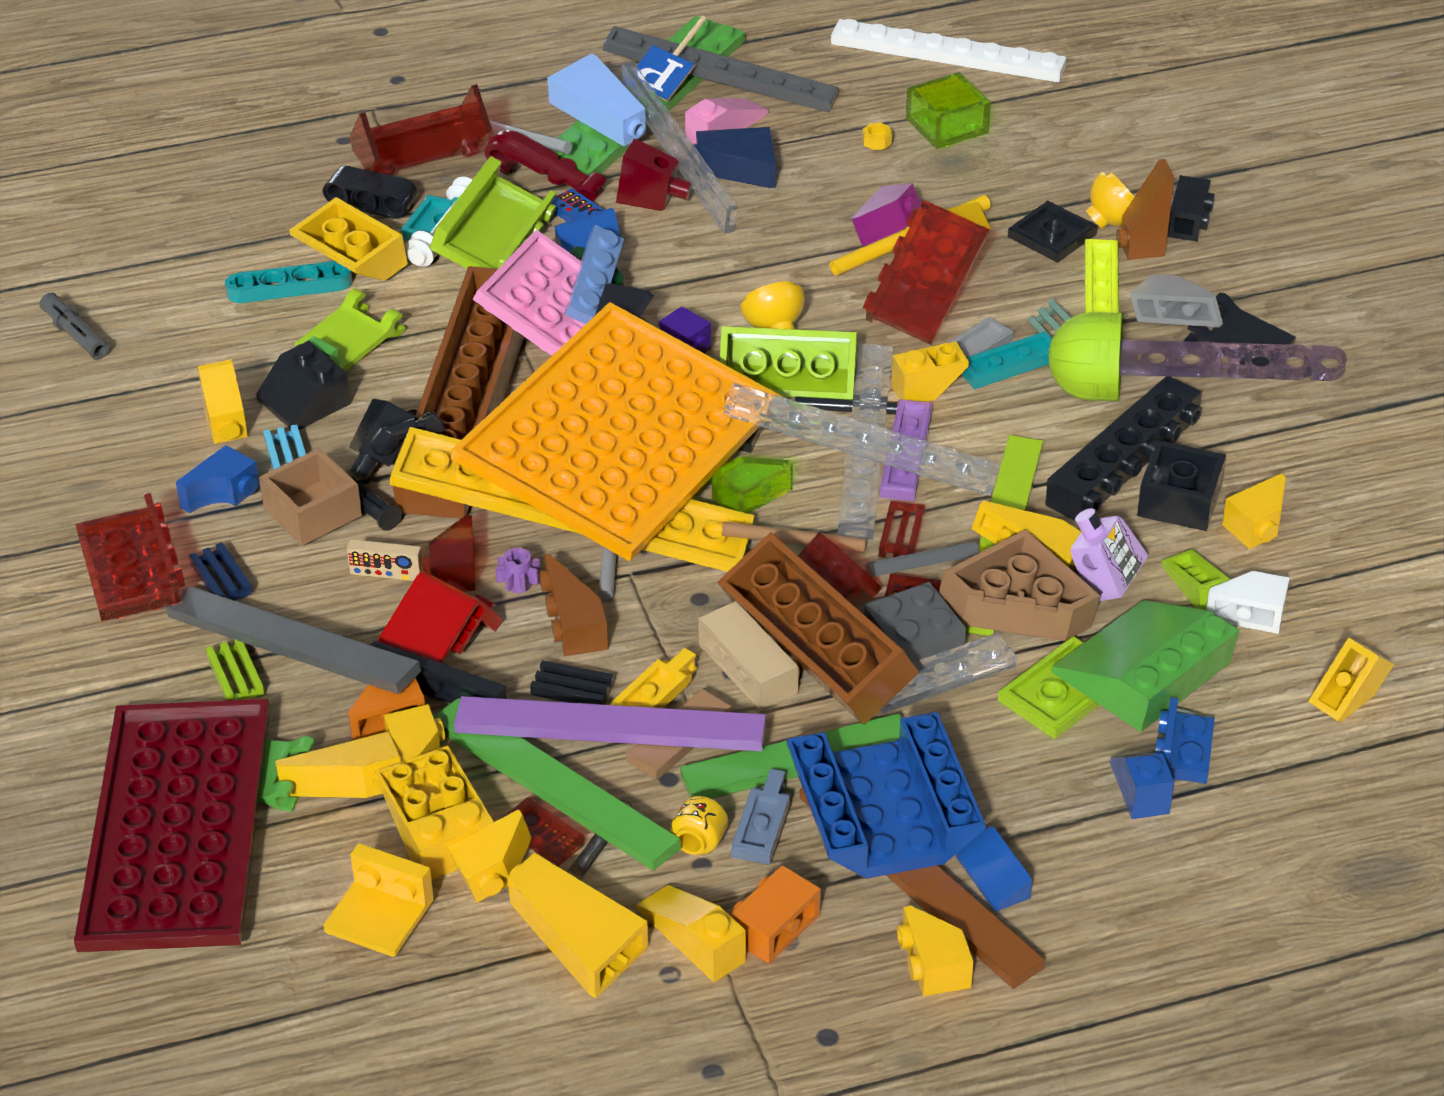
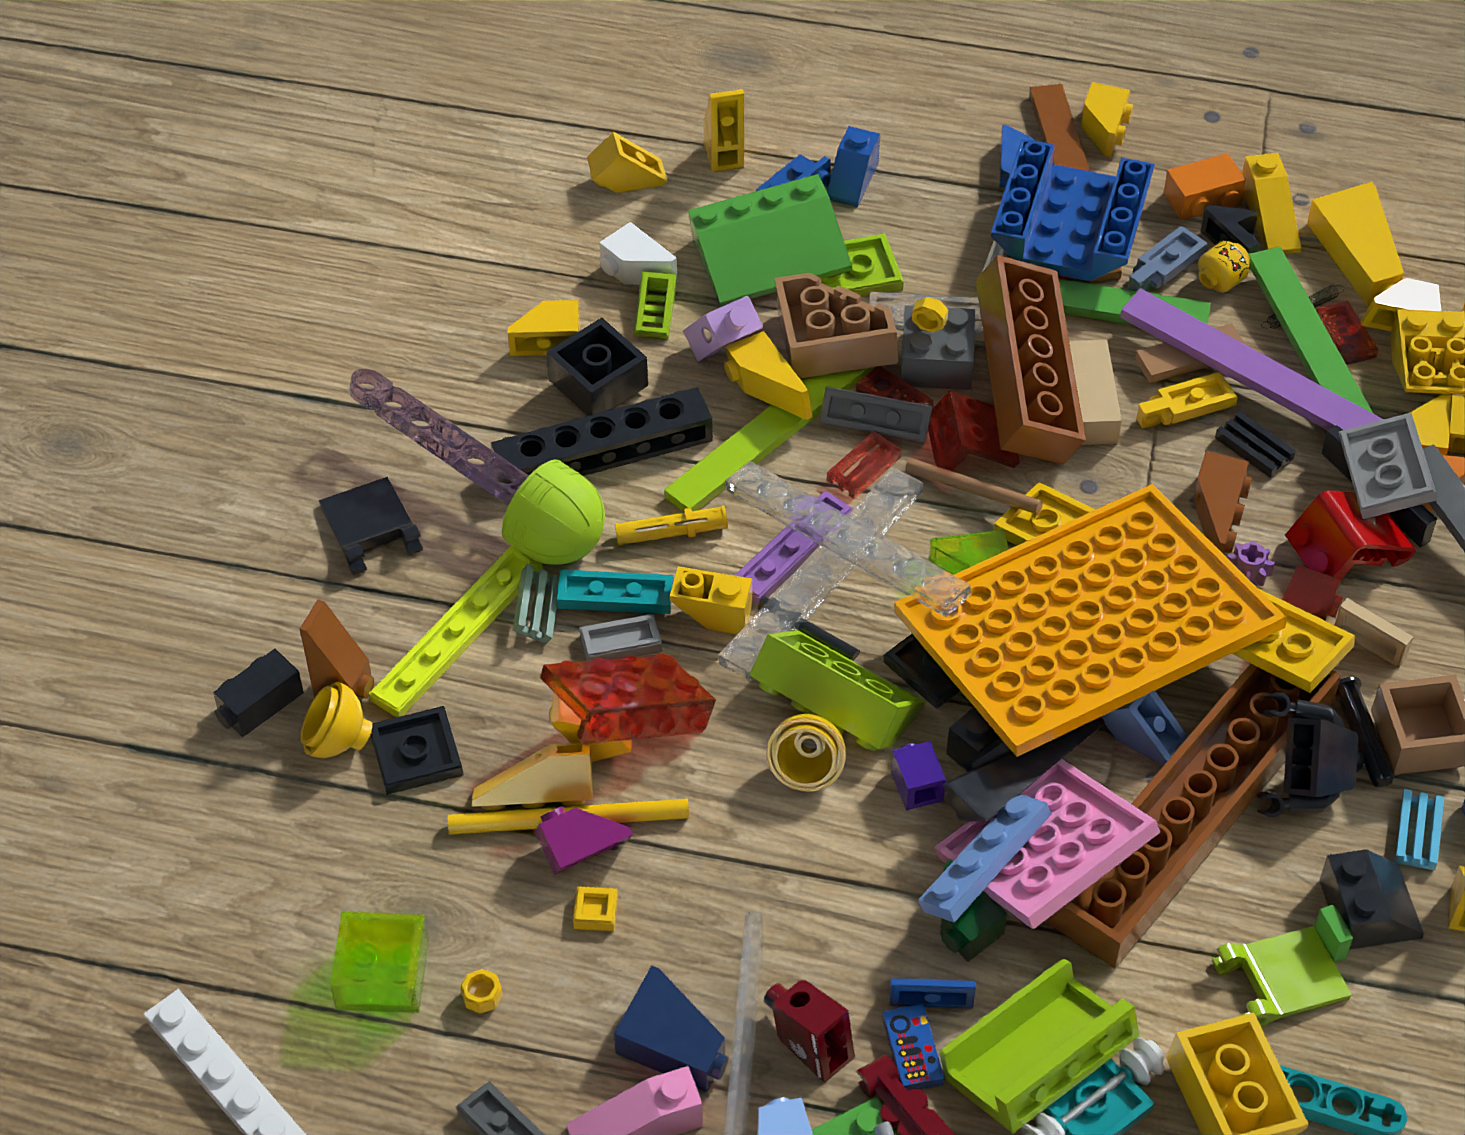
camera: 150 degrees left, 10 degrees up
(430, 645) = (1387, 466): none -> light grey tile
(717, 872) = (1230, 225): none -> black slope
(845, 201) = (595, 908): none -> yellow tile
(925, 594) = (929, 314): none -> yellow tile
(1002, 423) = (715, 519): none -> yellow pin
(1174, 301) = (409, 567): light grey slope -> none
(1288, 722) = (725, 130): none -> yellow slope

